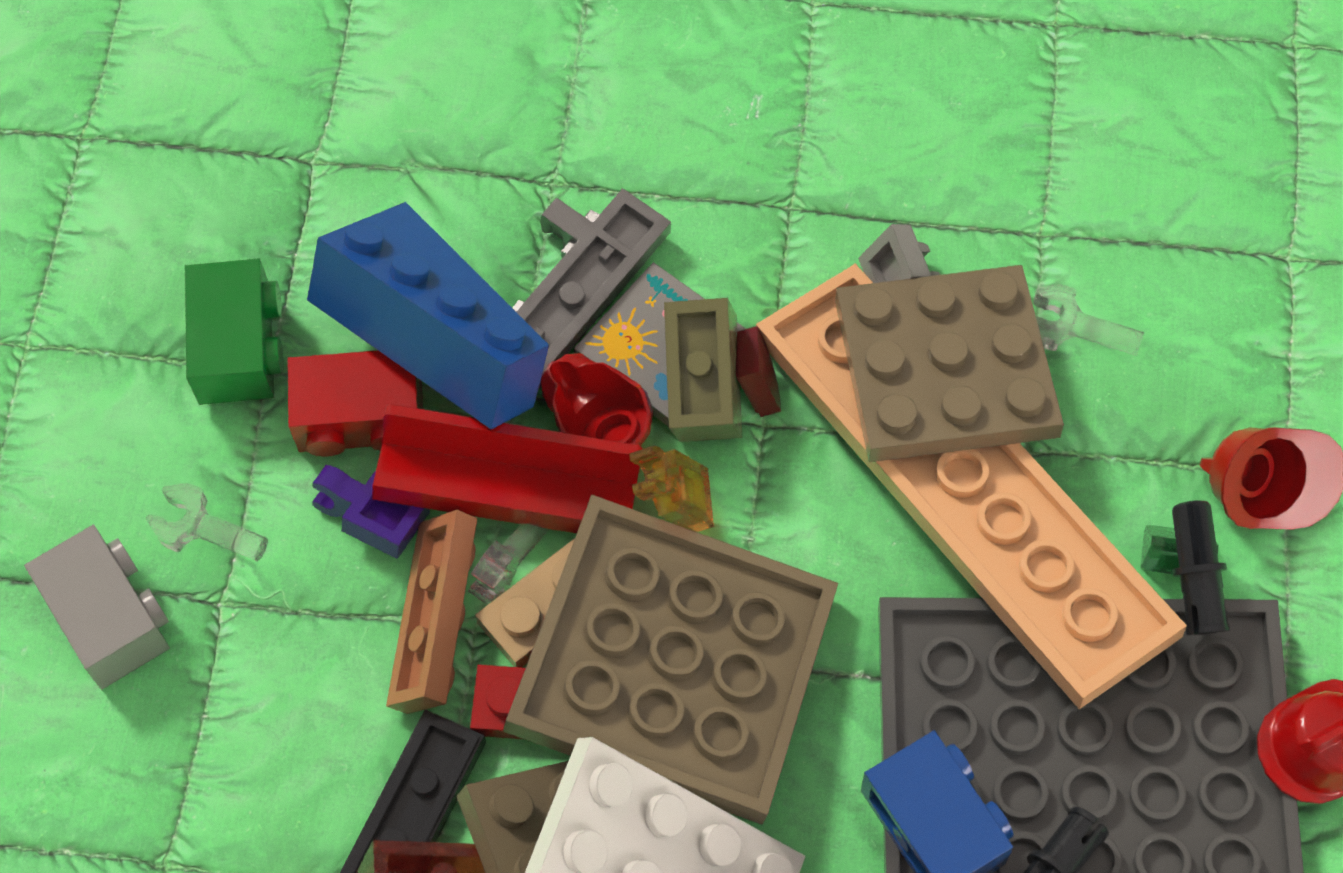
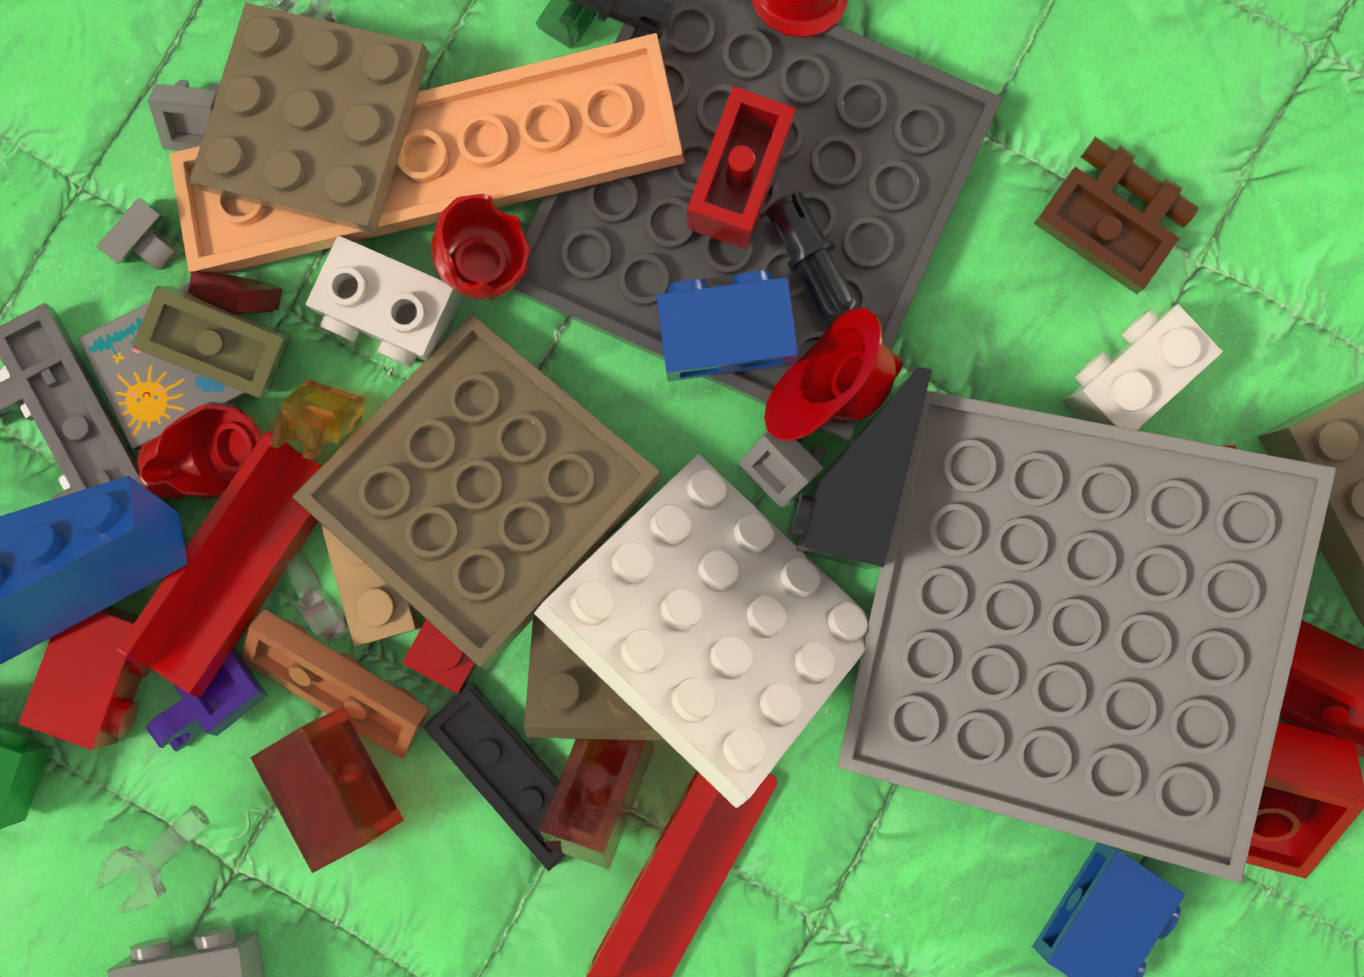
camera: 65 degrees left, 20 degrees up
(332, 645) = (327, 789): none -> clear red brick
(767, 268) = (135, 233): none -> light grey tile
(810, 501) = (384, 302): none -> white brick
(900, 556) = (479, 248): none -> red hair
(1097, 758) = (740, 167): none -> red brick

